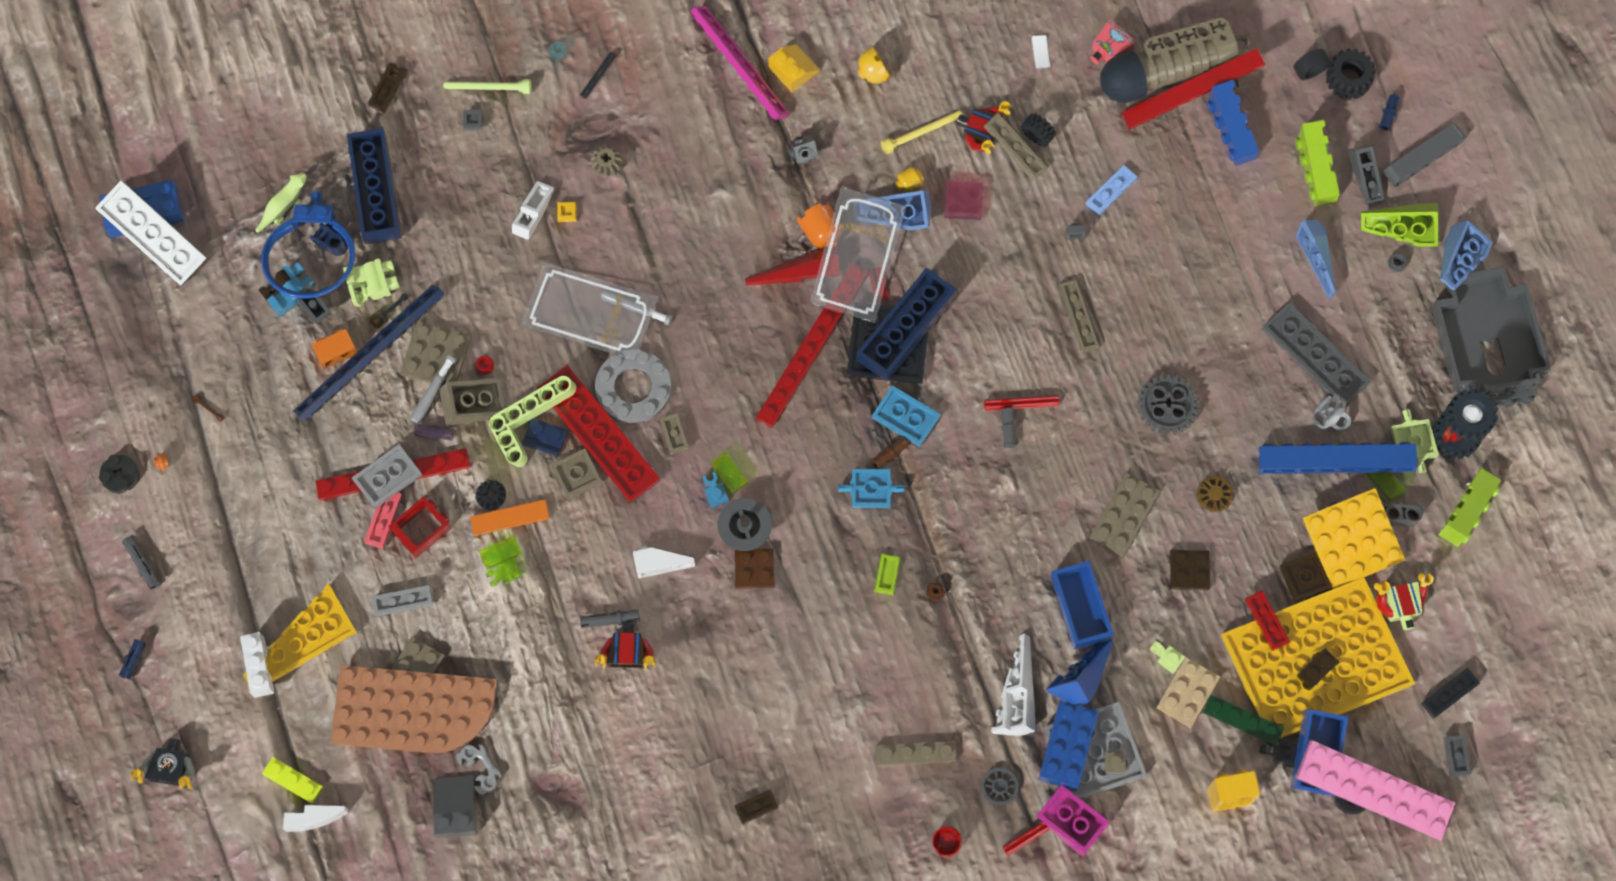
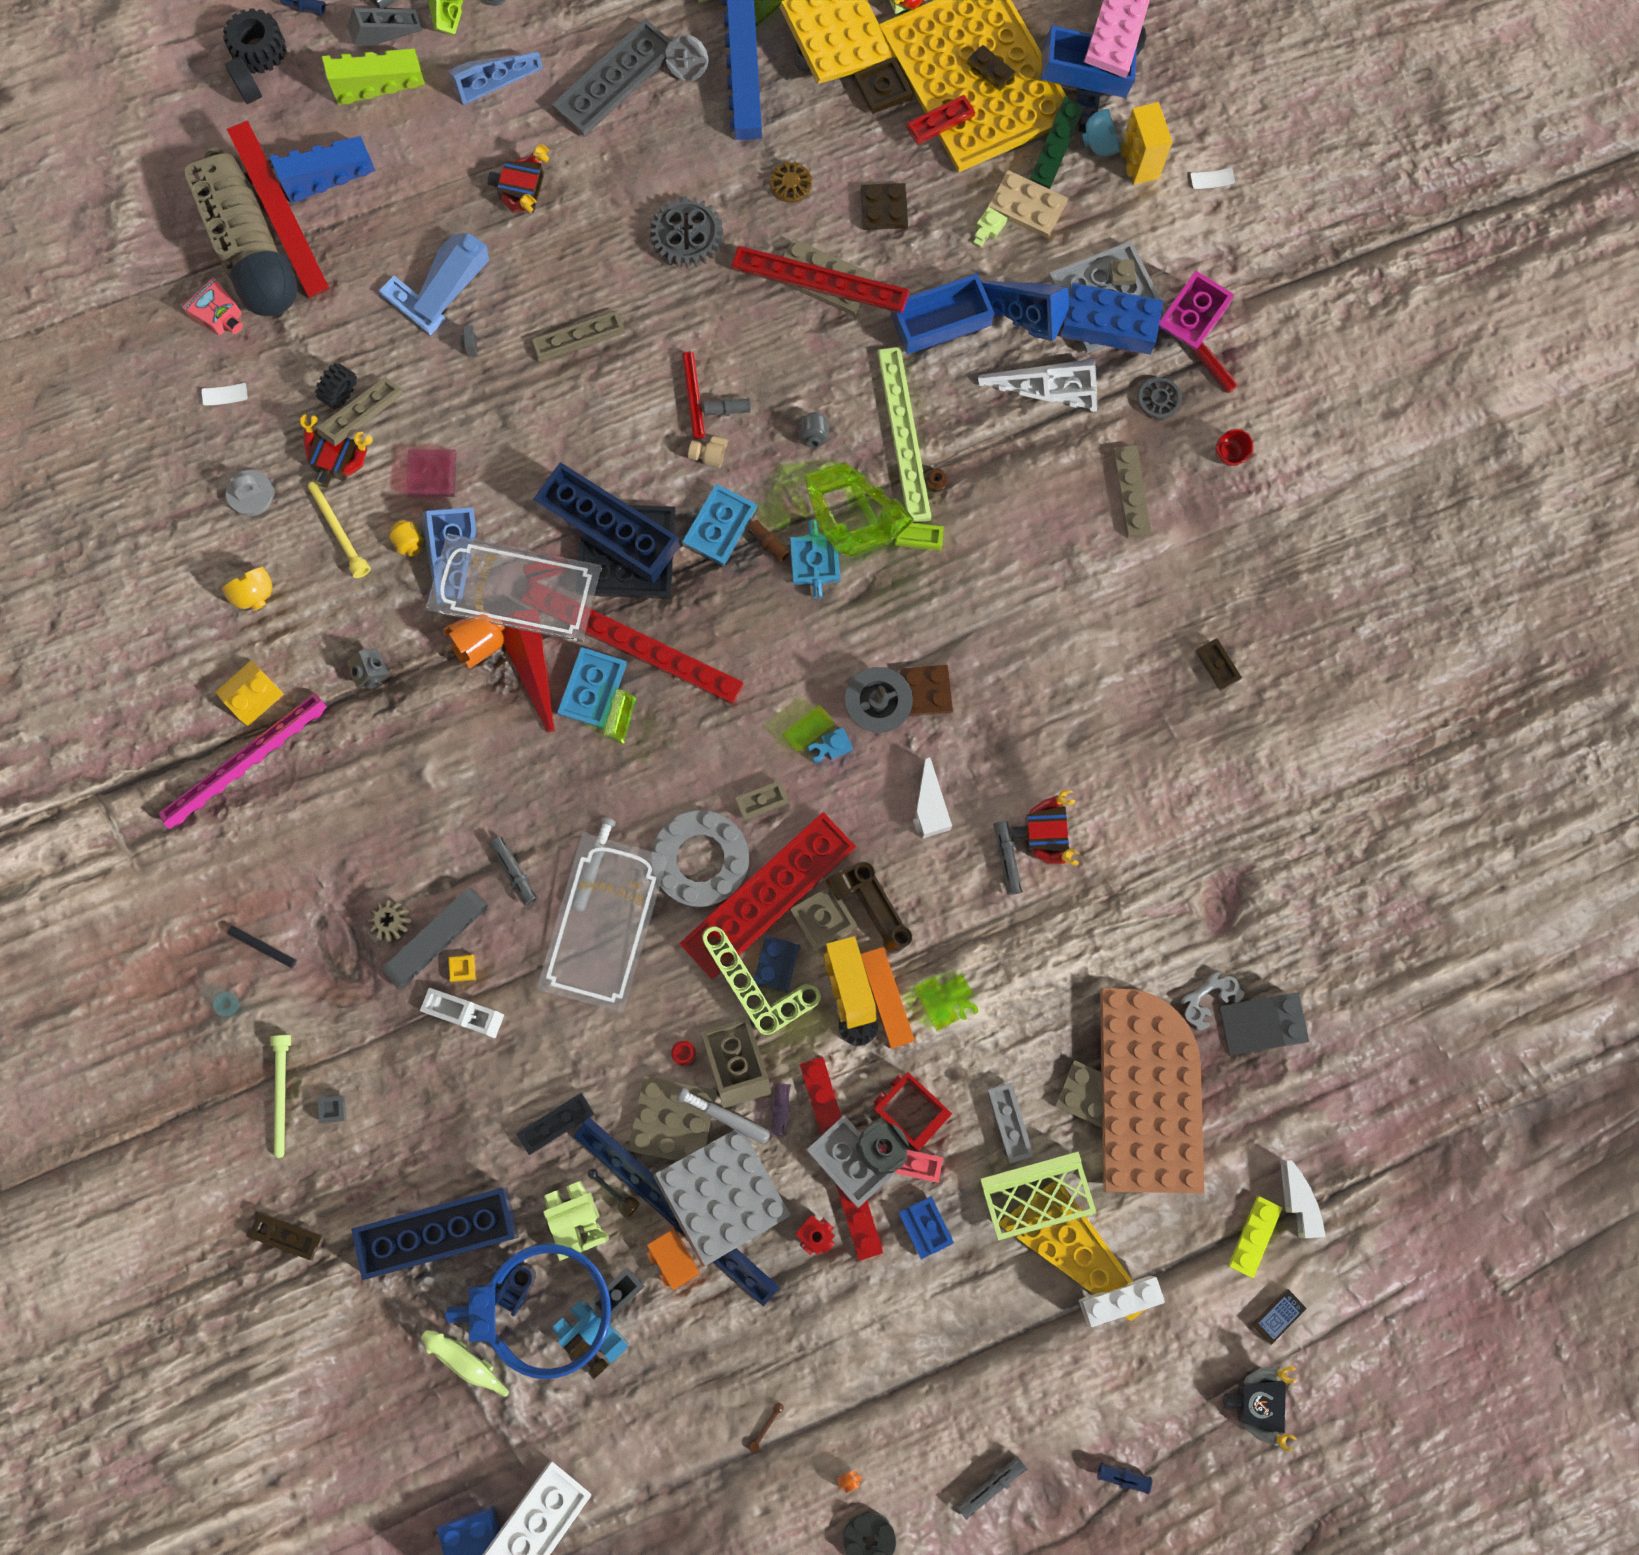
camera: 100 degrees left, 5 degrees up
(230, 791) = (1279, 1316): none -> tile
(332, 531) = (926, 1227): none -> blue plate
(337, 449) = (814, 1225): none -> red brick
(360, 610) = (1030, 1174): none -> yellowish green fence
(373, 383) = (721, 1196): none -> light grey plate
(389, 508) = (869, 1149): none -> pearl dark grey plate
(443, 272) = (555, 1124): none -> black plate
(520, 484) = (849, 983): none -> yellow brick
(586, 511) = (874, 901): none -> dark brown piece
(590, 192) = (434, 938): none -> dark grey beam
(629, 253) = (518, 879): none -> dark grey pin
(751, 331) = (620, 716): none -> clear neon green plate
(776, 312) = (592, 688): none -> dark azure plate
(896, 546) = (892, 520): none -> clear neon green windscreen
(956, 69) = (249, 493): none -> light grey tile
(967, 413) = (711, 453): none -> tan piece
(978, 569) = (904, 434): none -> yellowish green tile
(983, 495) = (814, 430): none -> dark grey head
(1115, 506) = (820, 279): none -> red tile
(1137, 219) = (450, 273): none -> medium blue wedge
(1210, 859) = (1213, 178): none -> white sticker
(1215, 275) = (521, 181): none -> torso
(1253, 758) = (1101, 134): none -> medium azure cylinder

